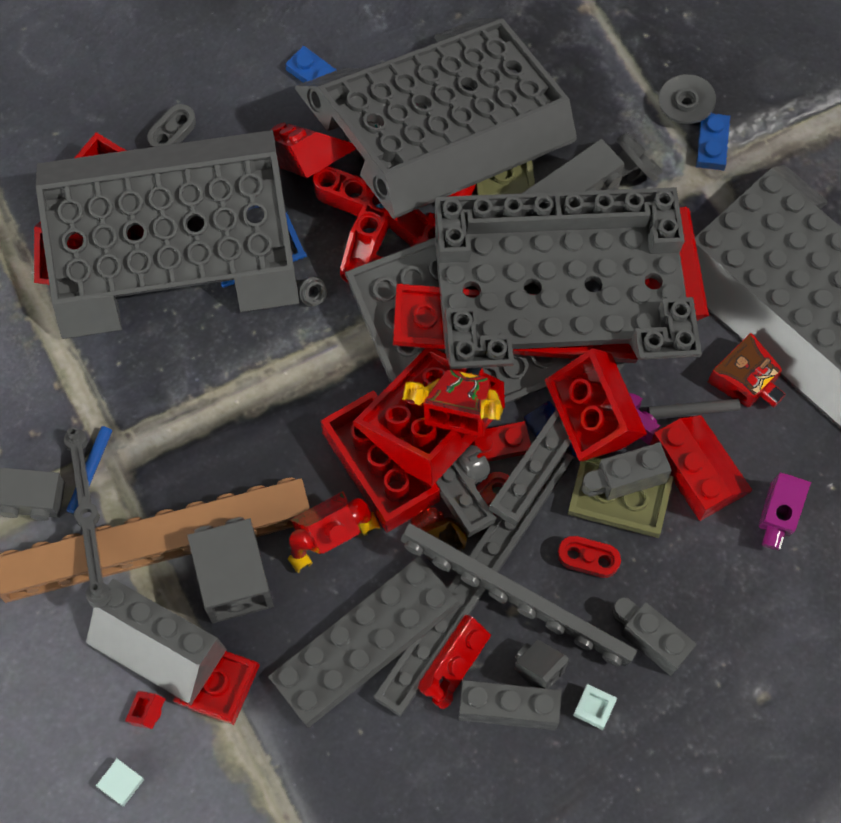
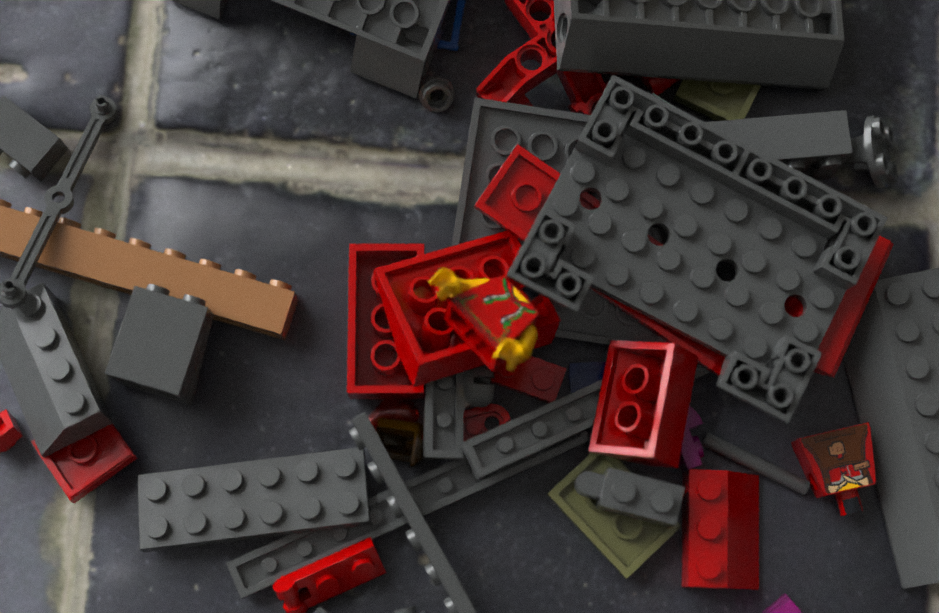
camera: 30 degrees right, 10 degrees up
(92, 462) = (109, 141): blue bar -> none
(328, 527) = (288, 362): red torso -> none
(589, 554) = (538, 554): red plate -> none

